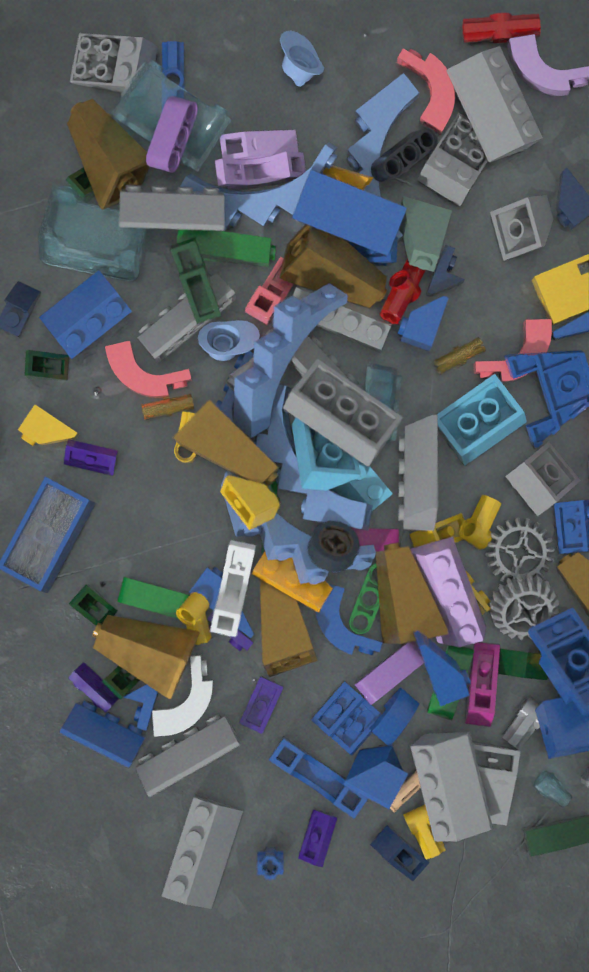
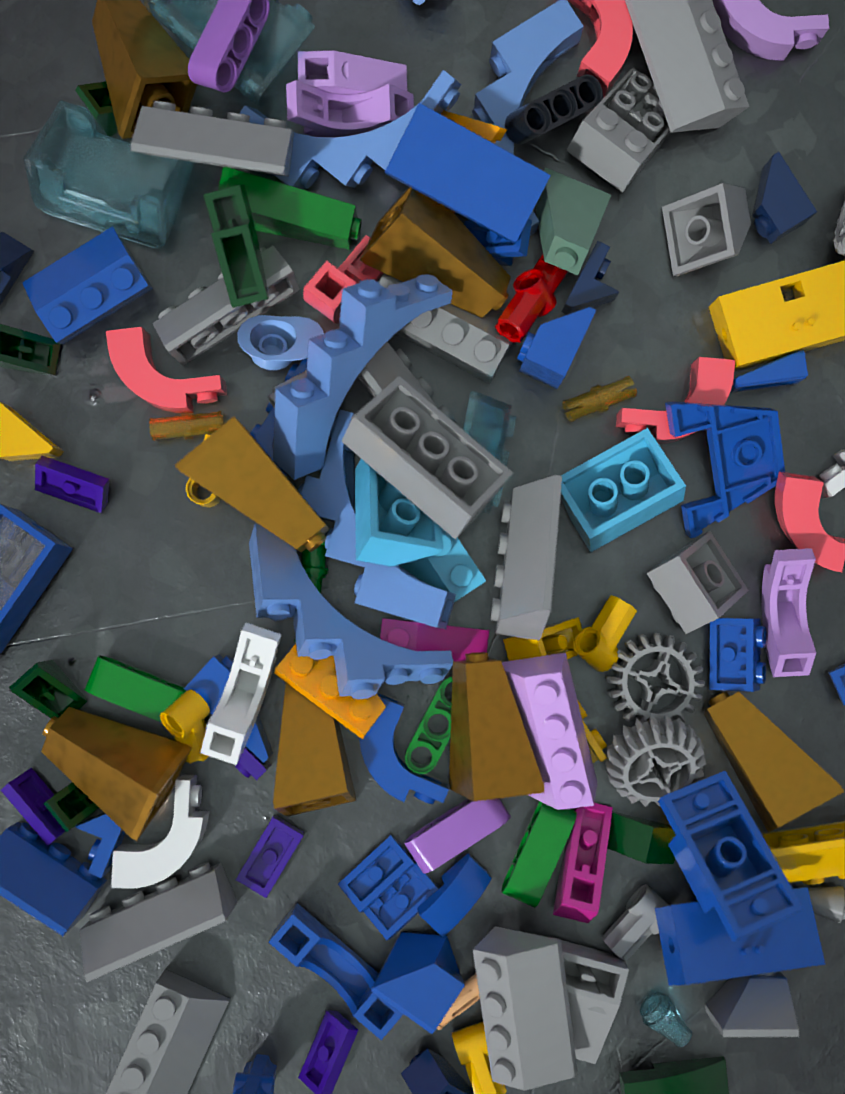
camera: 10 degrees right, 0 degrees up
(250, 500) = (280, 569): yellow slope -> none
(322, 548) = (375, 651): black wheel -> none
(444, 673) = (532, 845): blue slope -> none

